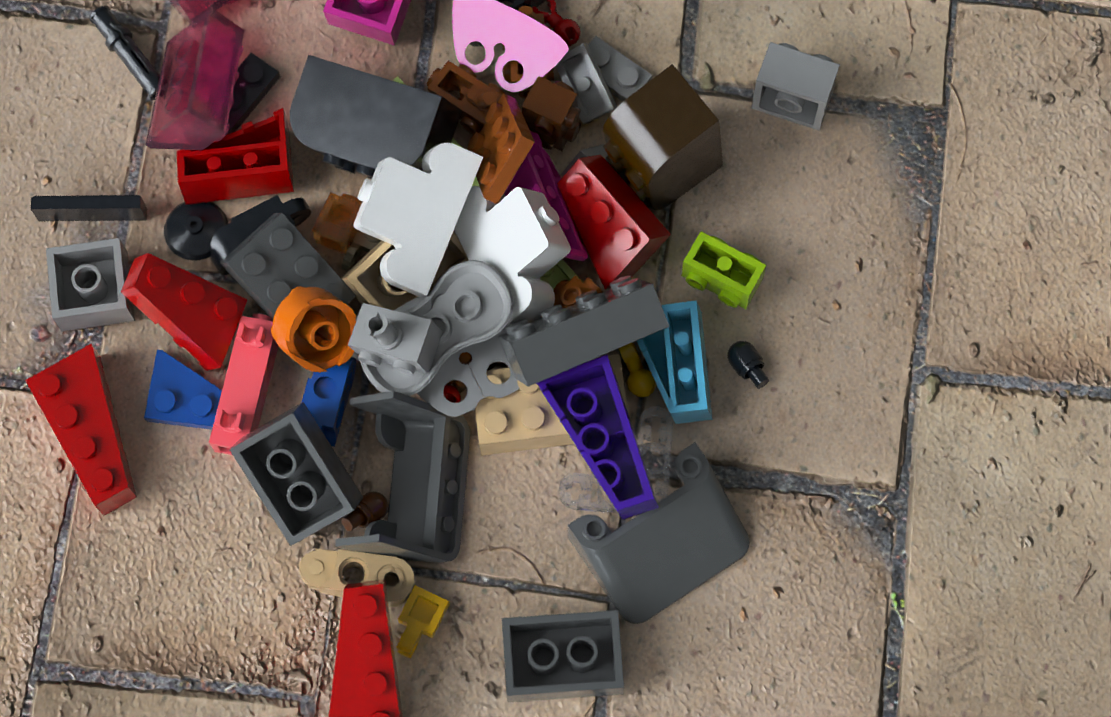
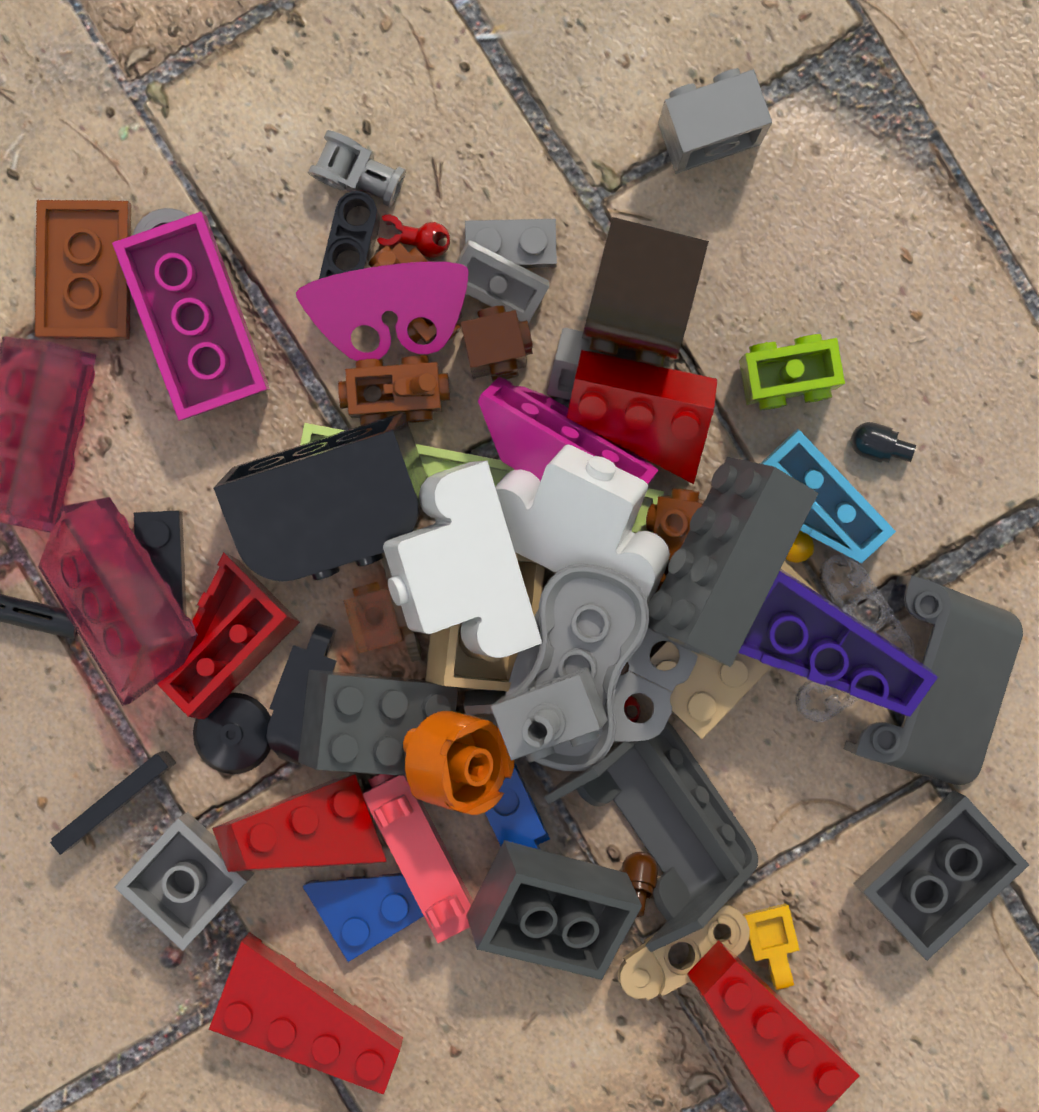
camera: 40 degrees left, 15 degrees up
(503, 145) = (488, 426): dark orange plate -> none

